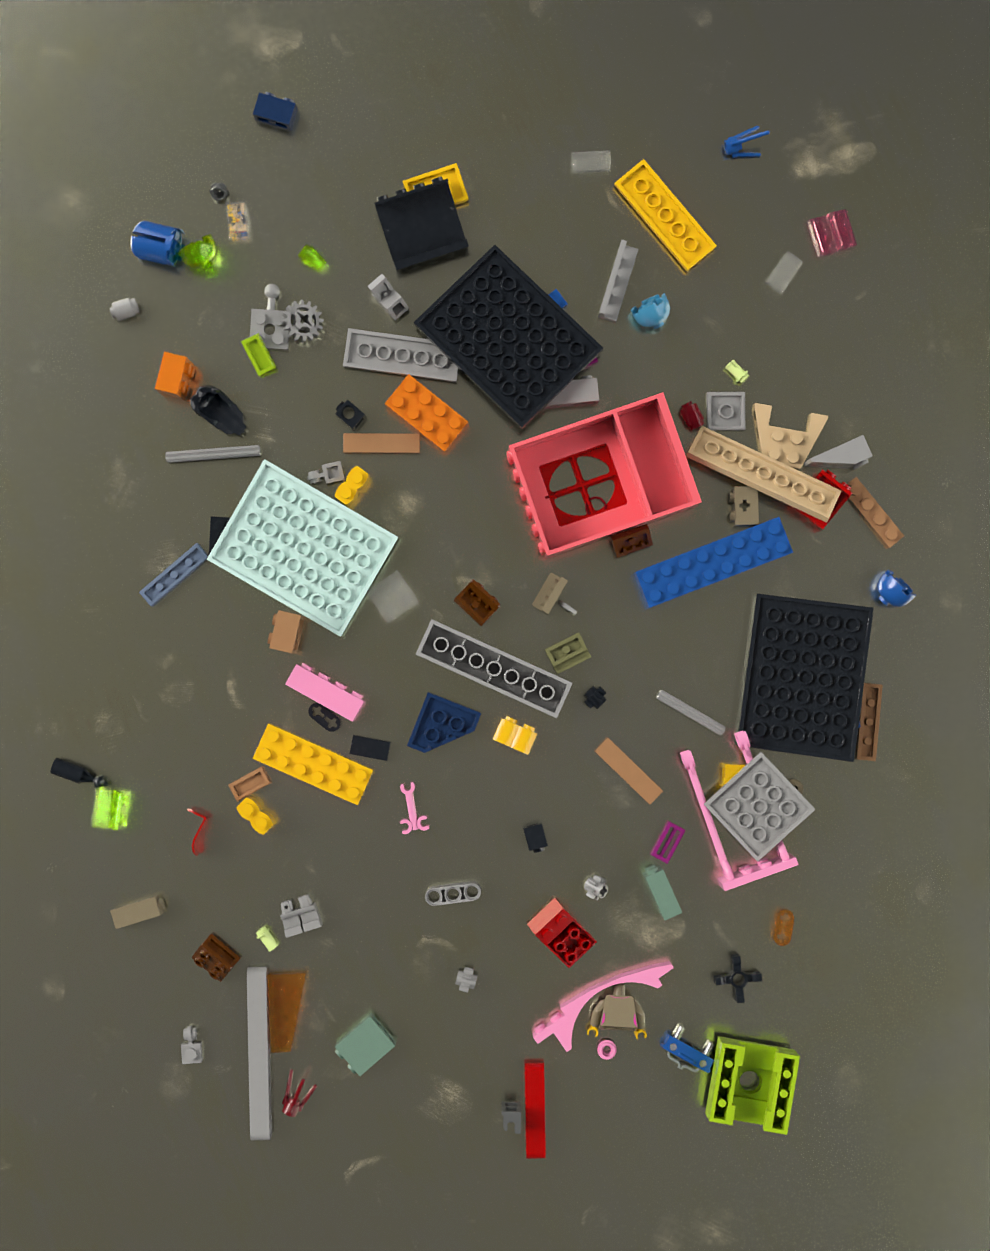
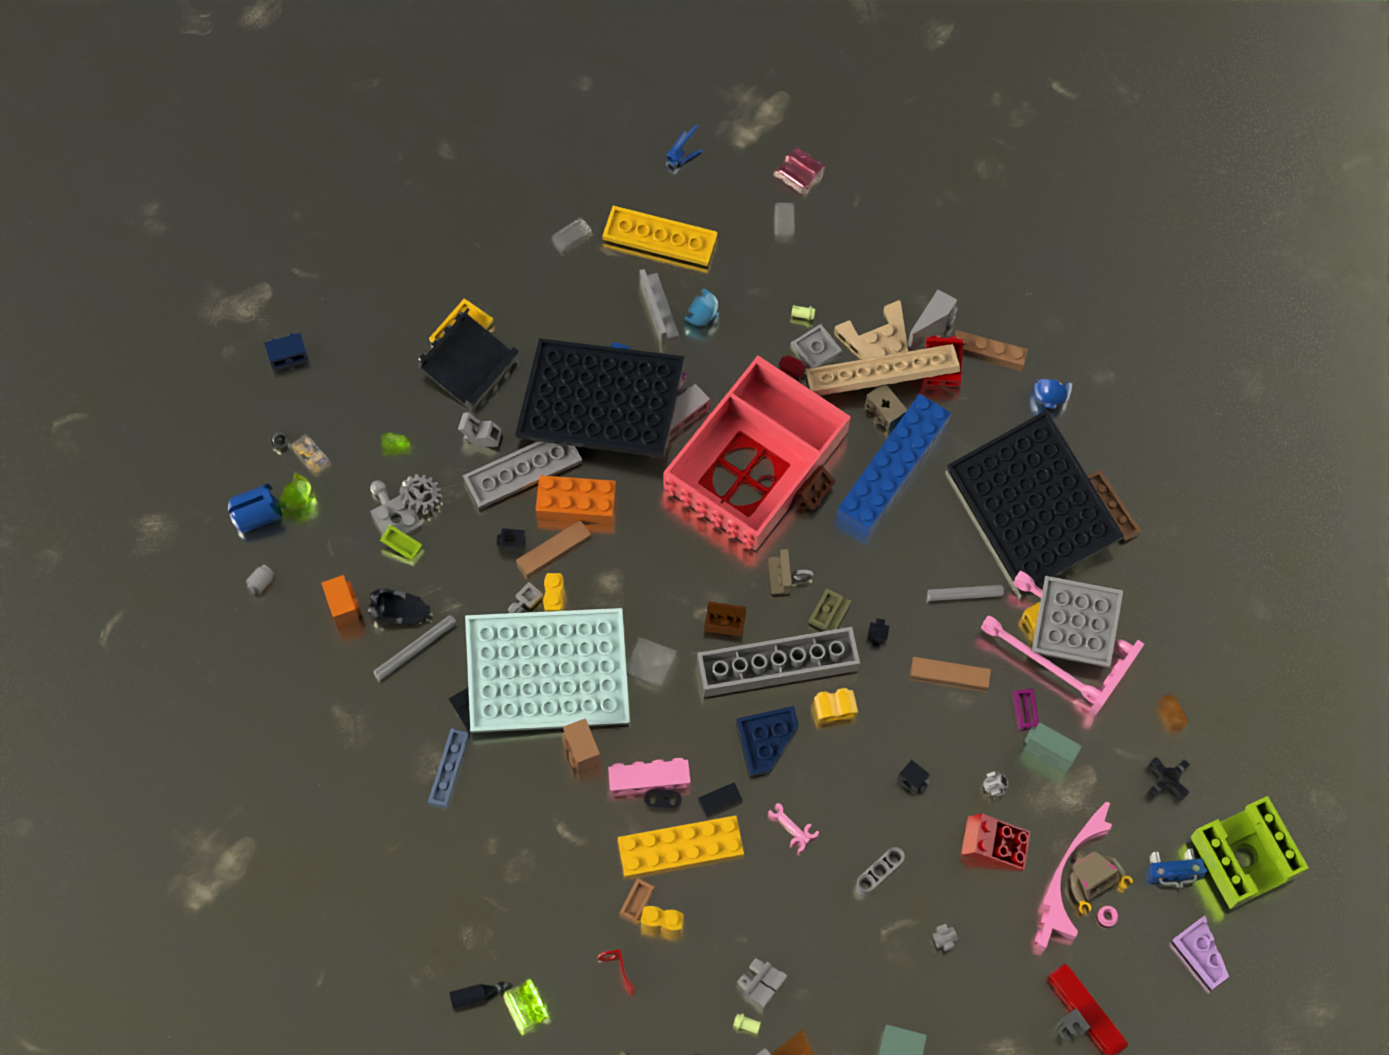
camera: 35 degrees left, 20 degrees down
(658, 1125) = (1200, 950): none -> lavender wing

